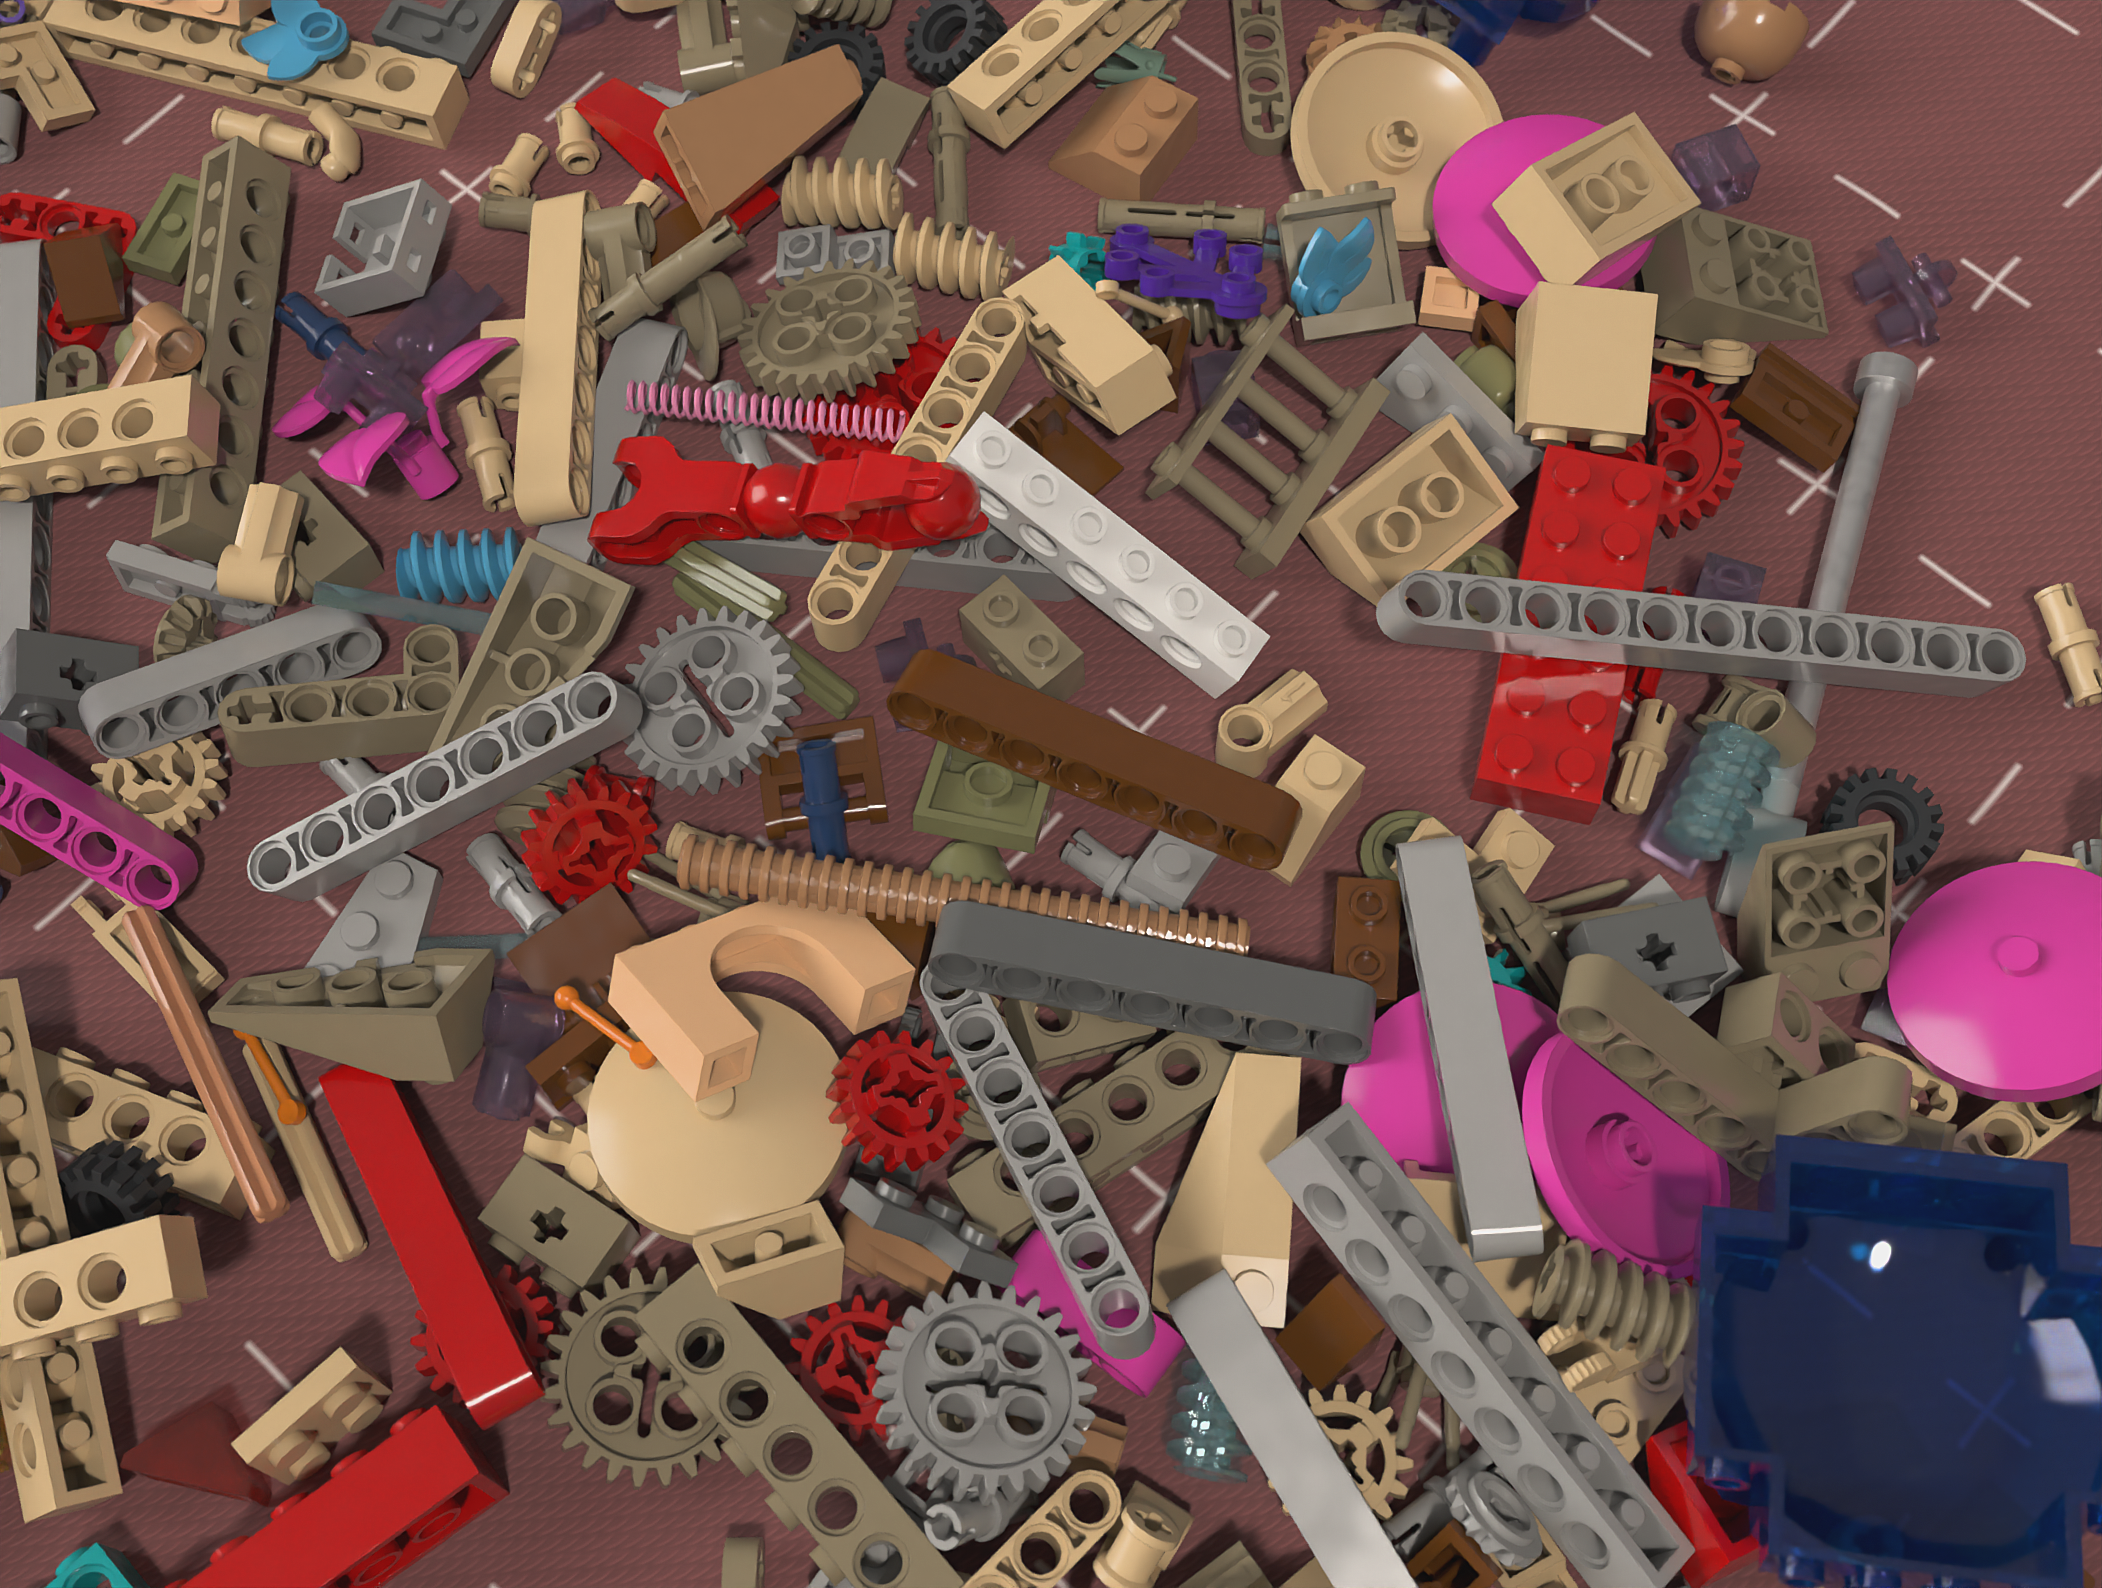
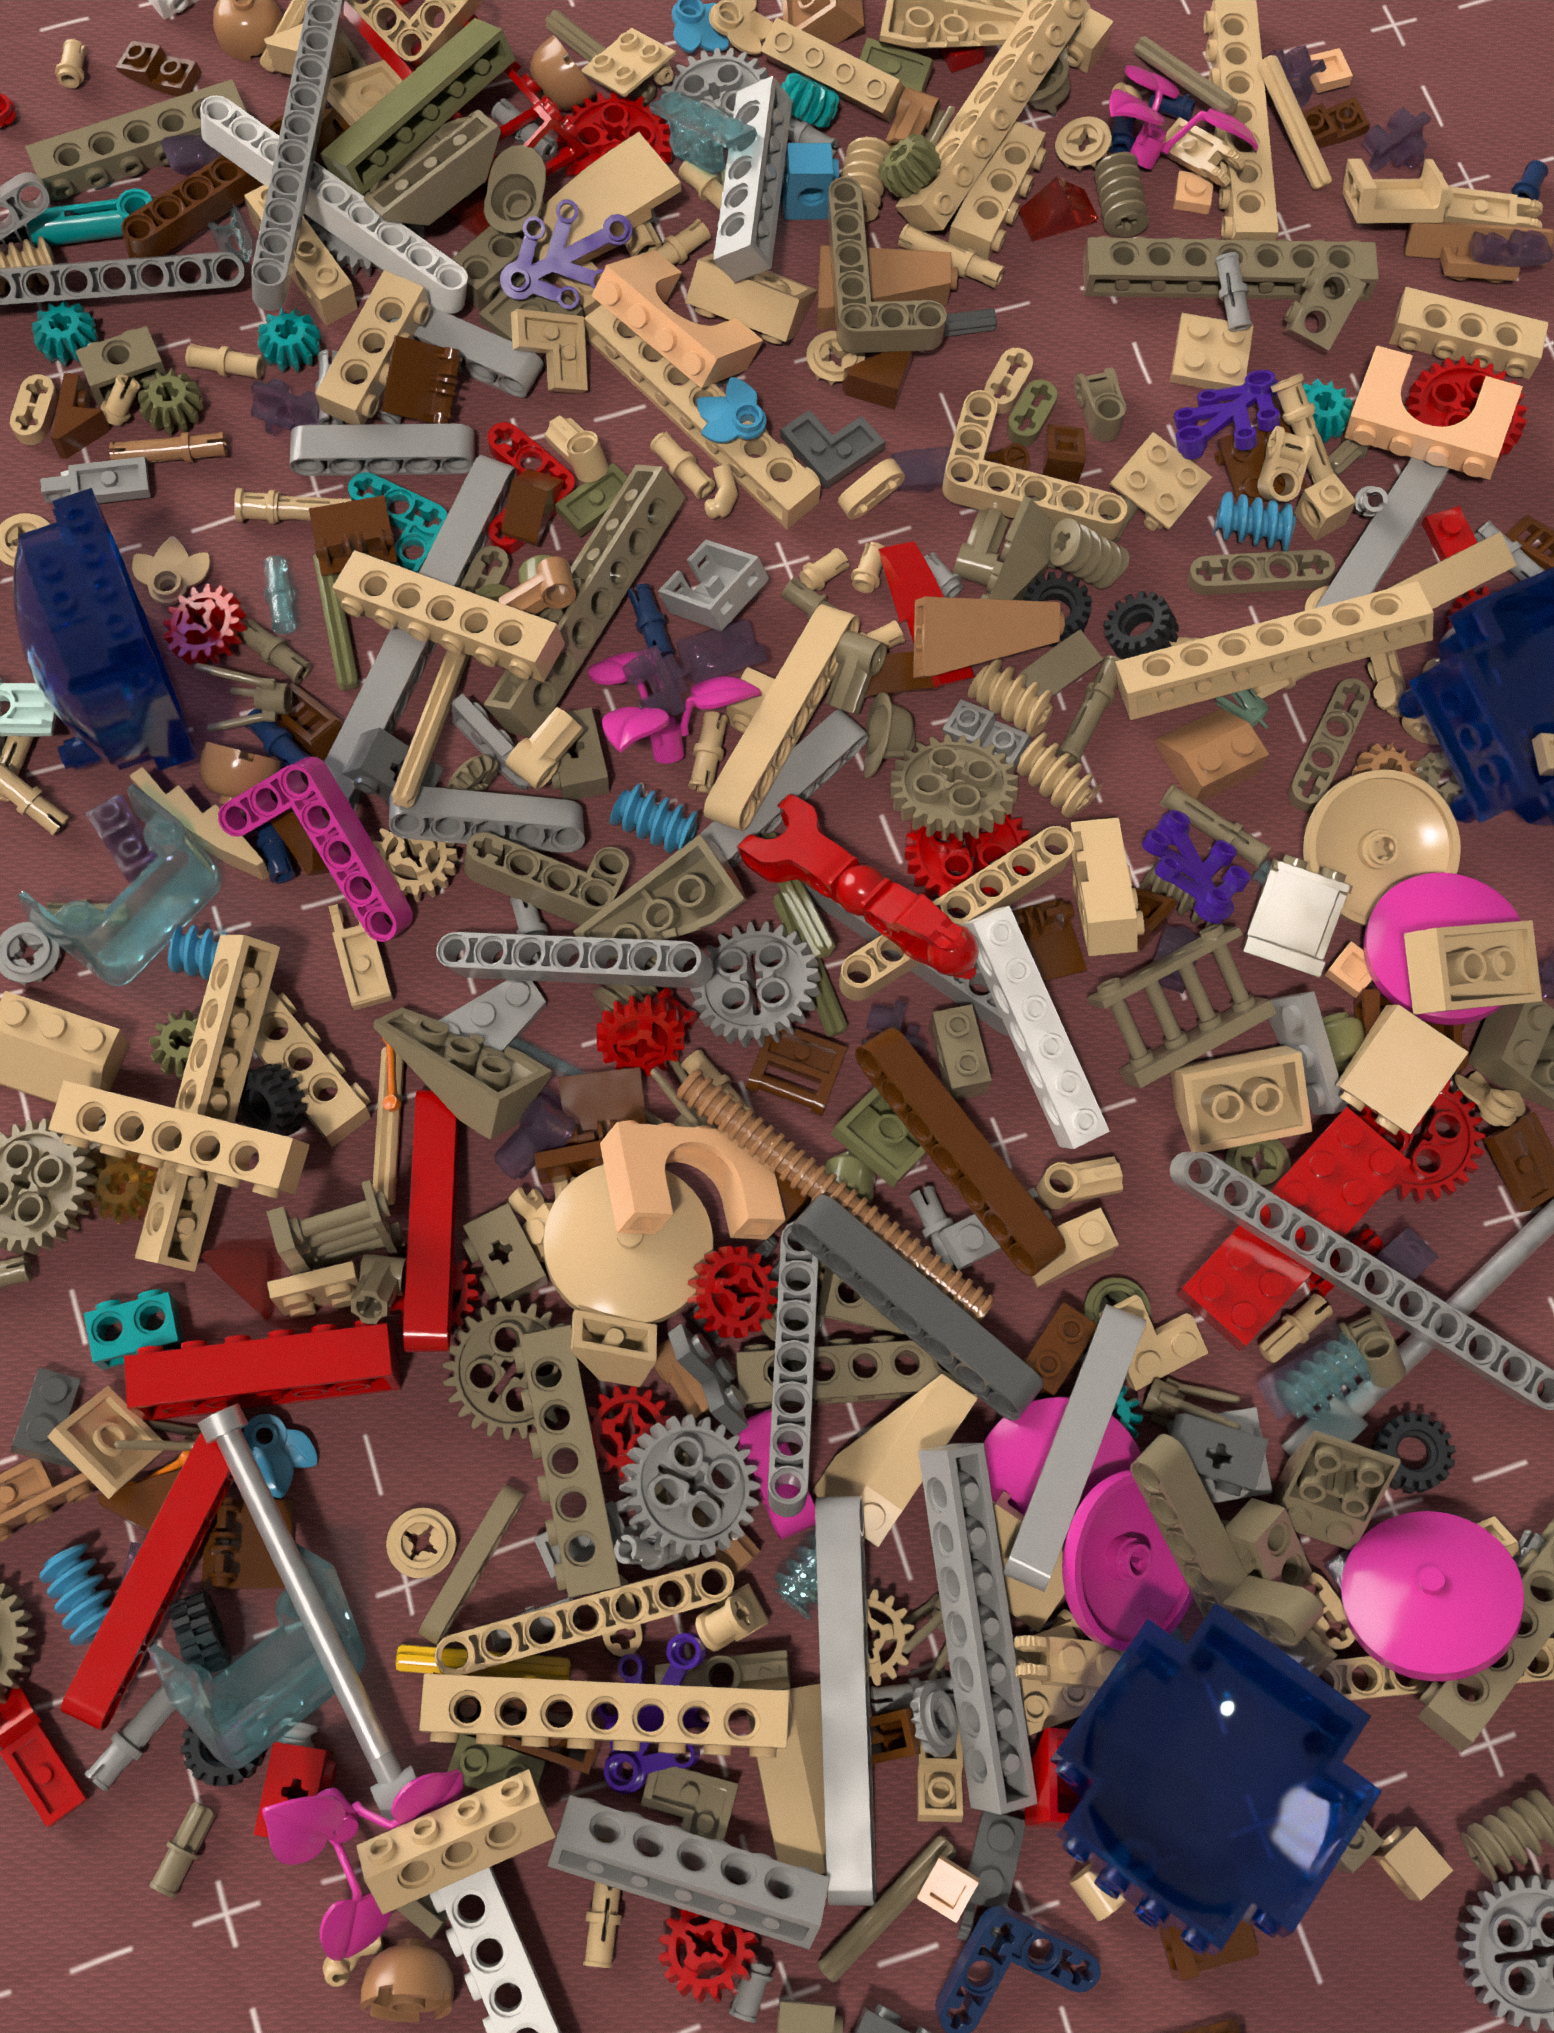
camera: 20 degrees right, 5 degrees up
(90, 600) = (429, 729): none -> tan axle
(117, 175) = (578, 448): none -> tan piece
(206, 1065) = (358, 1049): nougat axle -> none
(296, 1320) = (336, 1234): none -> dark tan fence
(398, 1363) = (379, 1284): none -> dark tan piece
(399, 607) = (607, 828): clear light blue bar -> none
(511, 884) = (583, 1034): light grey pin -> none
(568, 999) = (578, 1127): orange hinge -> none
(648, 291) = (857, 704): dark tan pin -> none
(698, 396) = (869, 816): bright pink piece -> none
(742, 442) = (867, 823): light grey pin -> none
(823, 799) = (788, 1087): dark blue pin -> none
(1083, 256) = (1134, 822): teal gear -> none
(1110, 290) = (1166, 890): tan hinge -> none
(1332, 269) = (1284, 917): dark azure plate -> none
(1332, 1334) = (902, 1566): reddish brown slope -> none
(1522, 928) = (1152, 1392): dark tan pin -> none
(1616, 1298) = (1070, 1641): dark tan piece -> none

